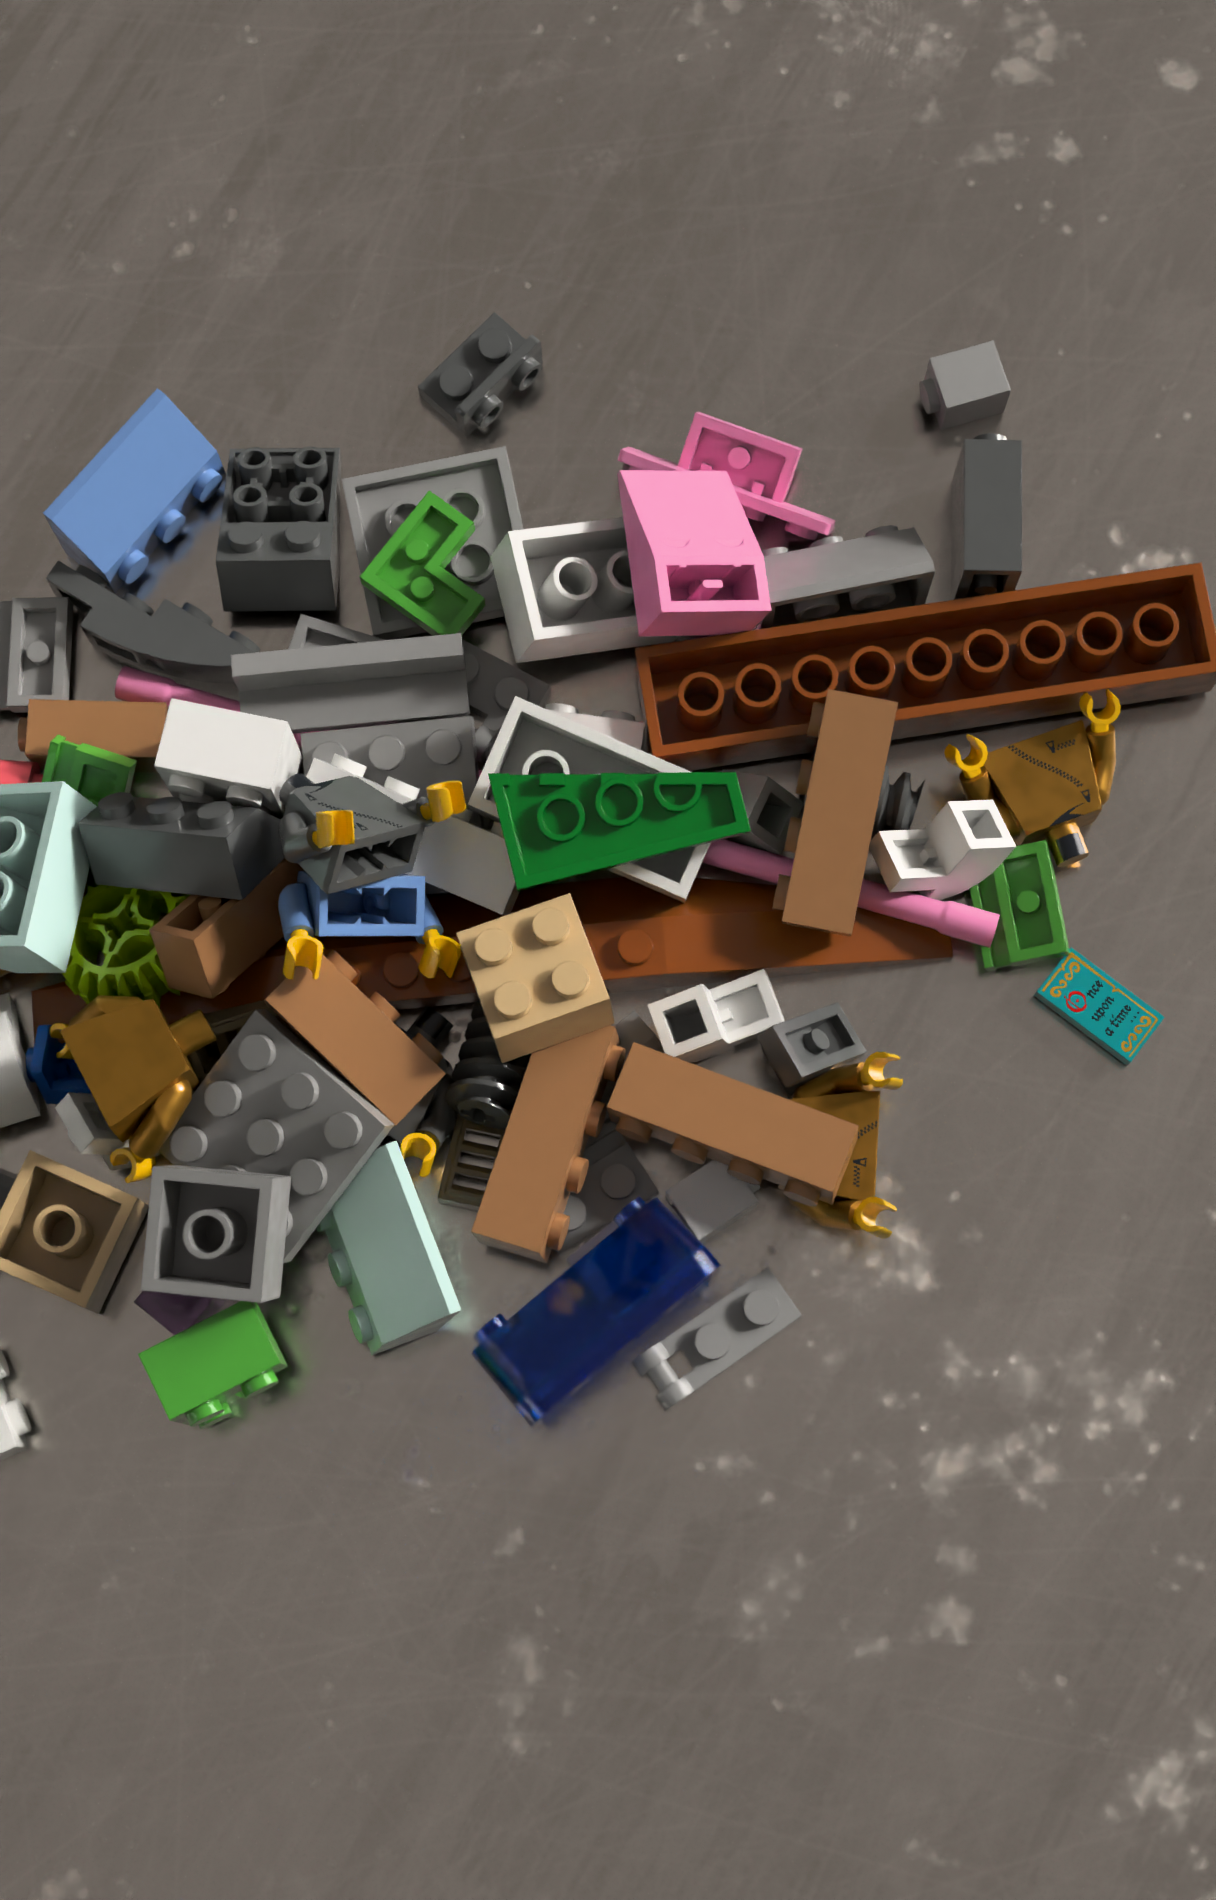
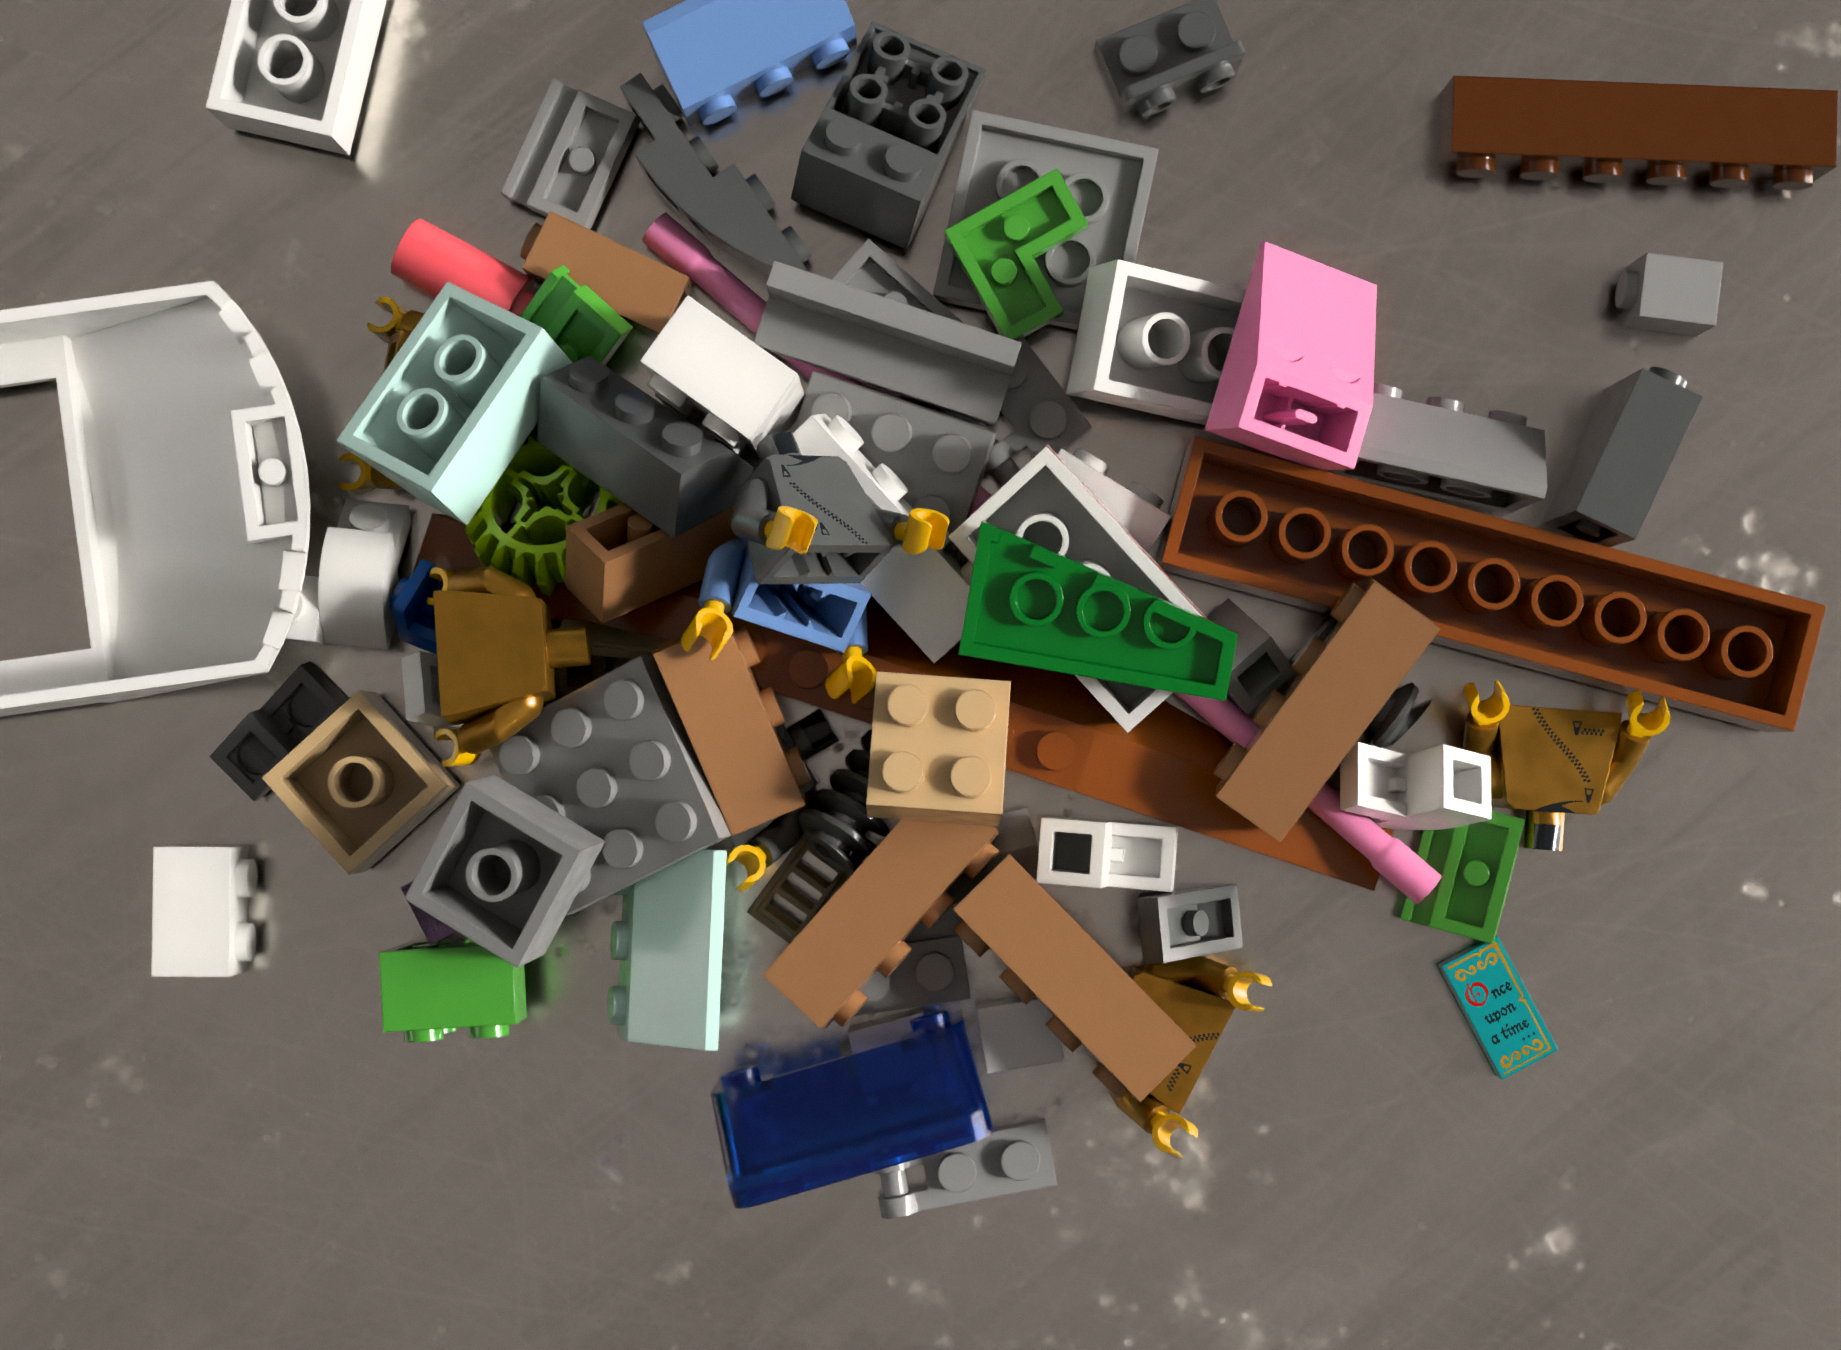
camera: 25 degrees right, 10 degrees up
(756, 465) = (1408, 277): bright pink bracket -> none
(878, 274) = (1637, 131): none -> reddish brown brick

